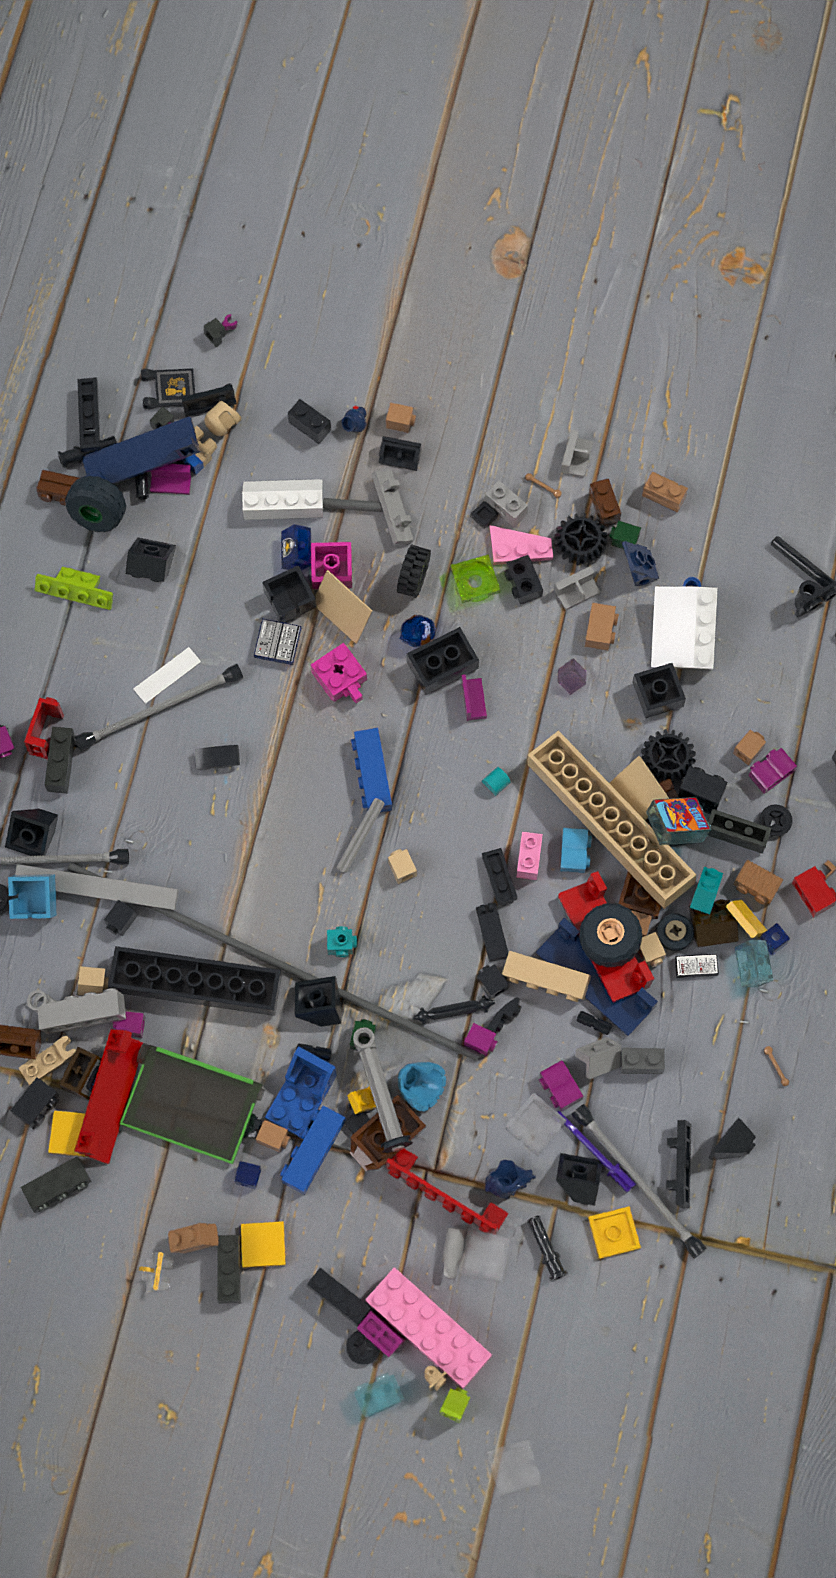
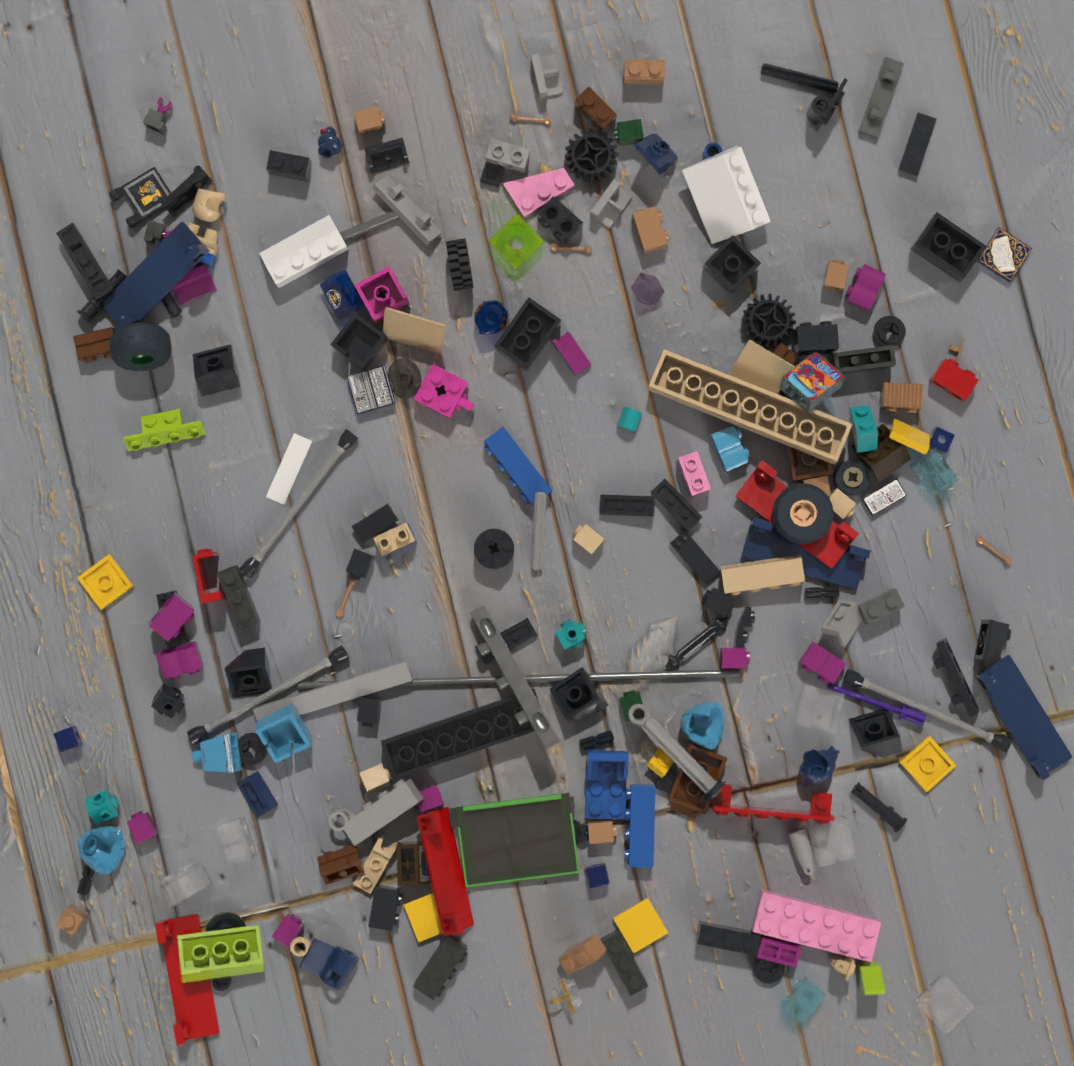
camera: 30 degrees left, 15 degrees up
(142, 820) = (339, 613): none -> medium nougat hinge
(183, 785) = (359, 564): none -> black brick
(227, 777) = (395, 539): none -> tan hips
(266, 950) = (513, 678): none -> dark grey piece
(279, 920) = (513, 637): none -> black tile
(308, 842) = (483, 553): none -> black brick
(312, 645) = (398, 375): none -> clear smoke dish
(454, 854) = (627, 505): none -> black hinge
(507, 602) = (554, 247): none -> medium nougat hinge
(728, 1234) = (1023, 716): none -> dark blue bracket

